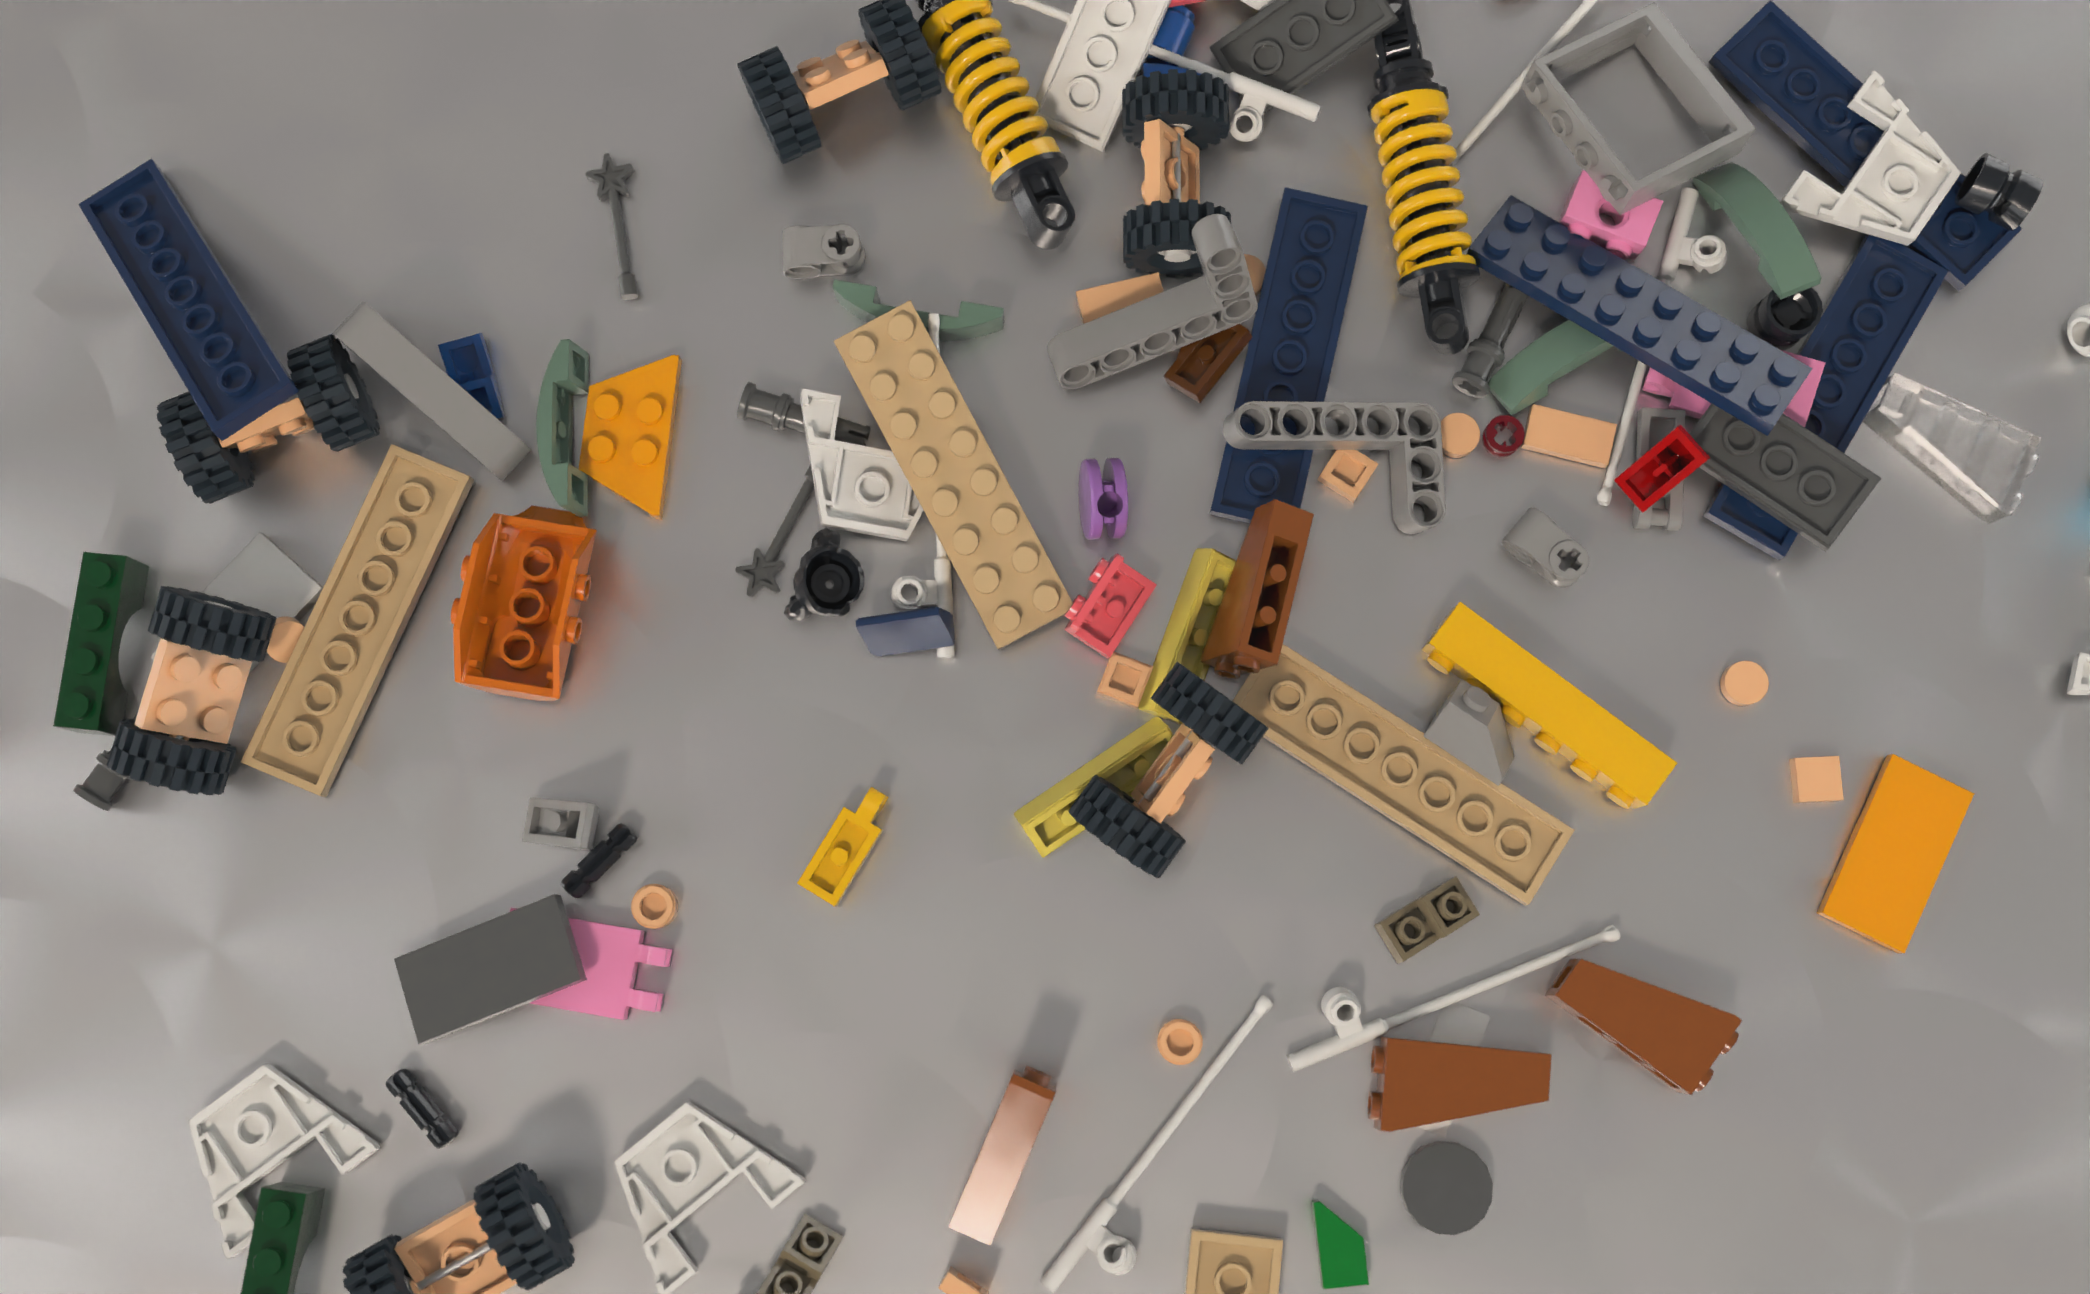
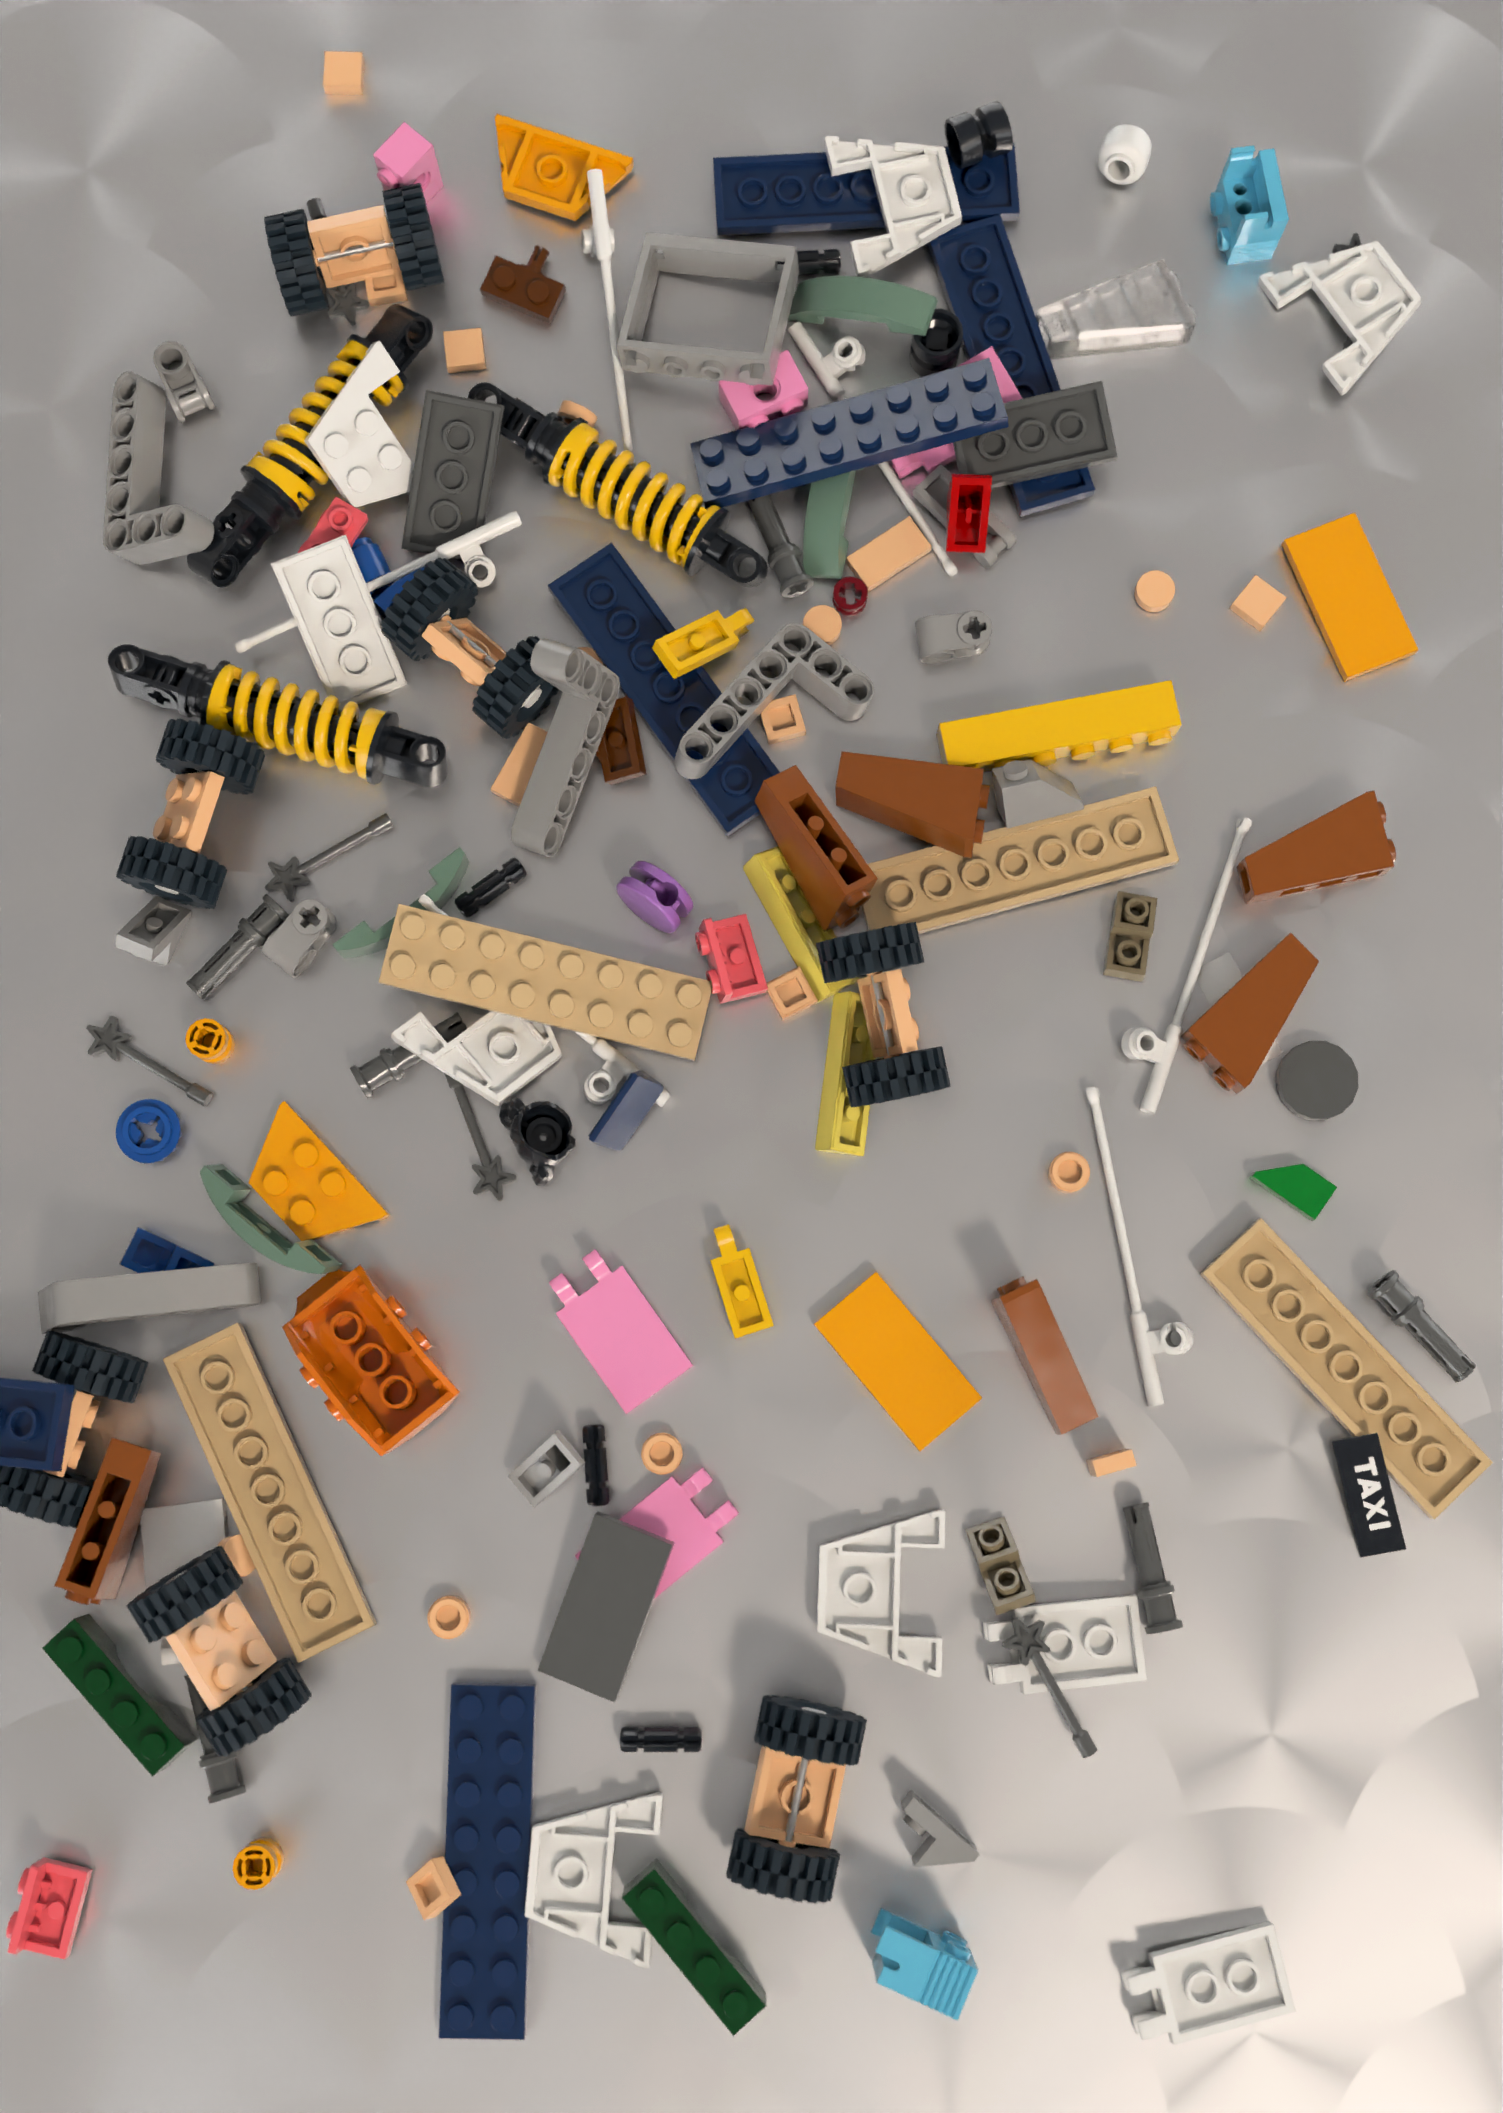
camera: 50 degrees left, 0 degrees up
(69, 872) = (266, 1857): none -> light orange wheel
(151, 1027) = (433, 1888): none -> light nougat tile
(210, 1051) = (489, 1859): none -> dark blue plate
(222, 517) = (108, 1524): none -> dark orange slope
(379, 850) = (449, 1617): none -> light nougat tile
(549, 263) = (130, 1136): none -> blue gear
(680, 264) = (217, 1044): none -> light orange wheel
(722, 786) = (620, 1334): none -> bright pink tile
(724, 135) = (154, 931): none -> light grey slope
(779, 211) = (251, 934): none -> dark grey pin
(865, 200) = (291, 875): none -> dark grey piece
(895, 1035) = (897, 1361): none -> light orange tile
(995, 363) = (490, 887): none -> black axle
(1350, 349) = (701, 641): none -> yellow plate
(1380, 638) = (916, 798): none -> dark orange slope
(1447, 77) = (572, 411): none -> light nougat tile
(1759, 156) = (811, 261): none -> black axle

